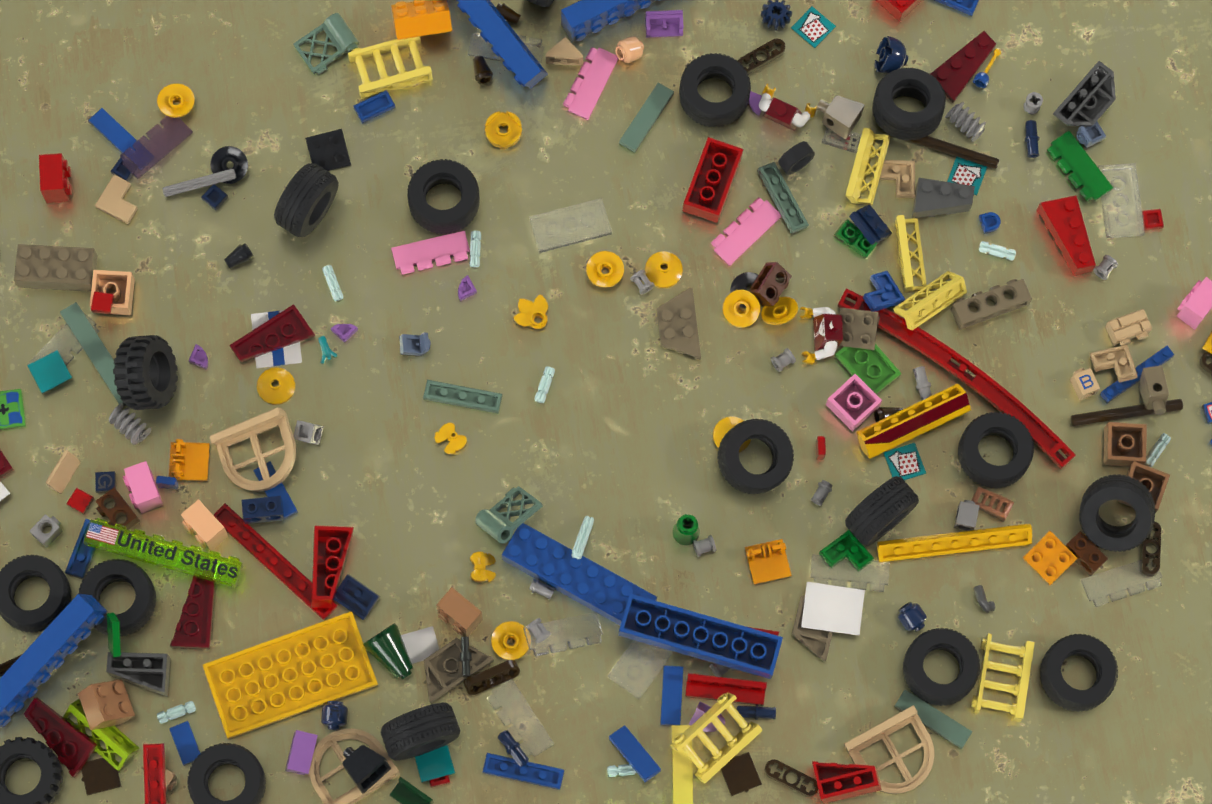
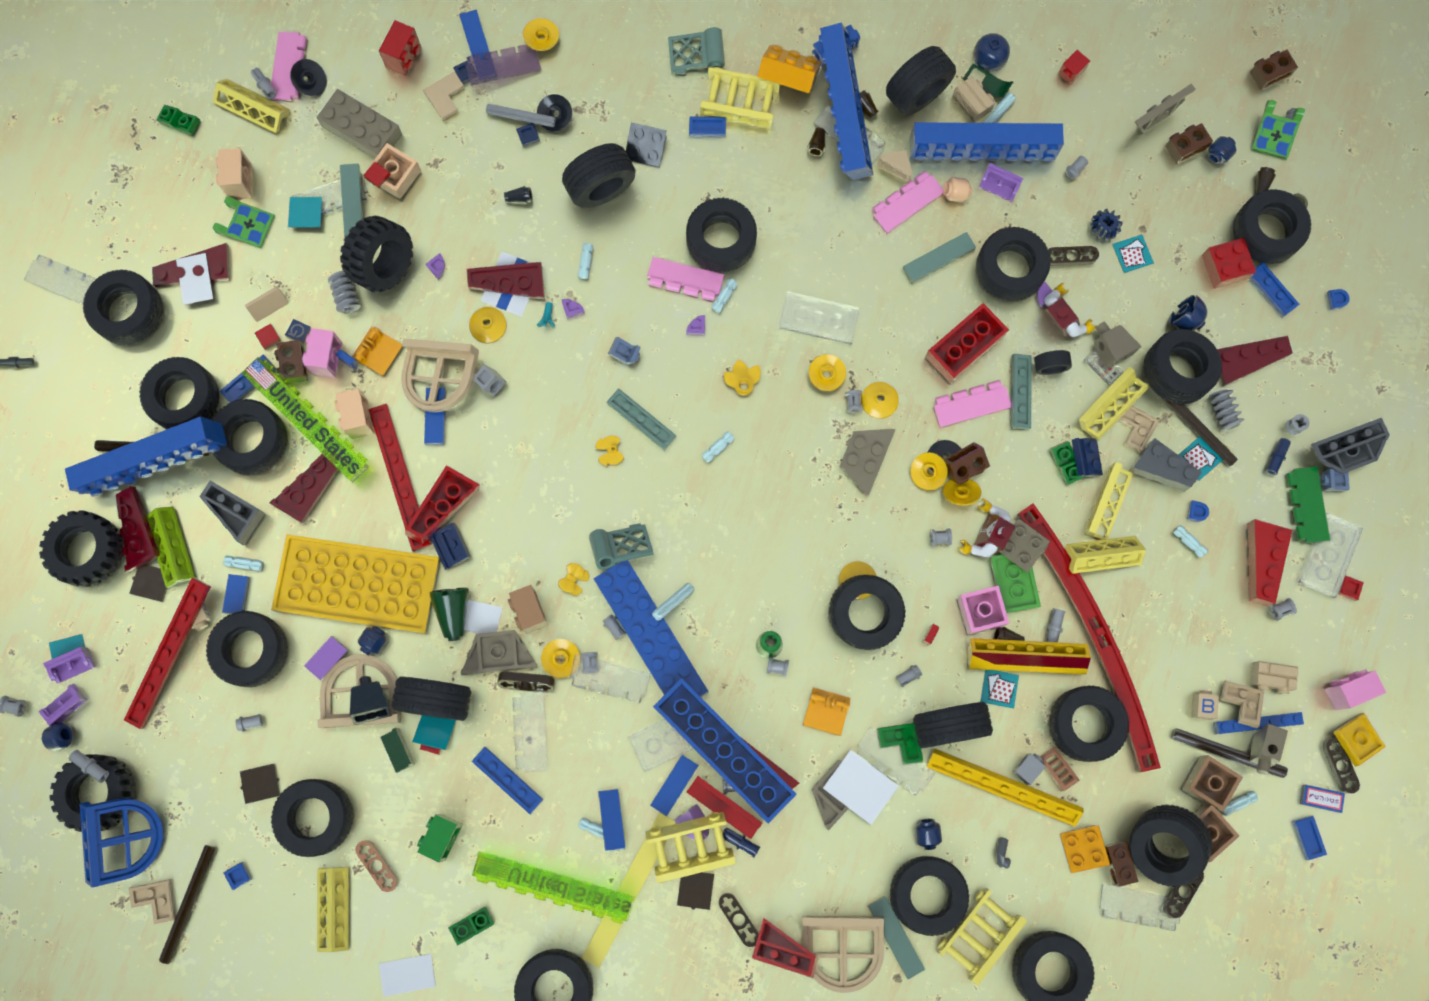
camera: 30 degrees right, 5 degrees up
(46, 539) = (216, 344): light grey brick -> none
(106, 704) = (184, 524): medium nougat brick -> none
(113, 628) = (219, 470): green tile -> none
(262, 509) = (411, 427): dark blue brick -> none
(465, 656) = (512, 651): pearl dark grey bar -> none
(503, 119) = (804, 213): yellow plate -> none
(513, 748) = (509, 755): dark blue axle -> none
(886, 294) = (1067, 528): blue tile -> none
(966, 318) = (1189, 586): dark tan brick -> none
(982, 79) = (1262, 378): blue hinge -> none

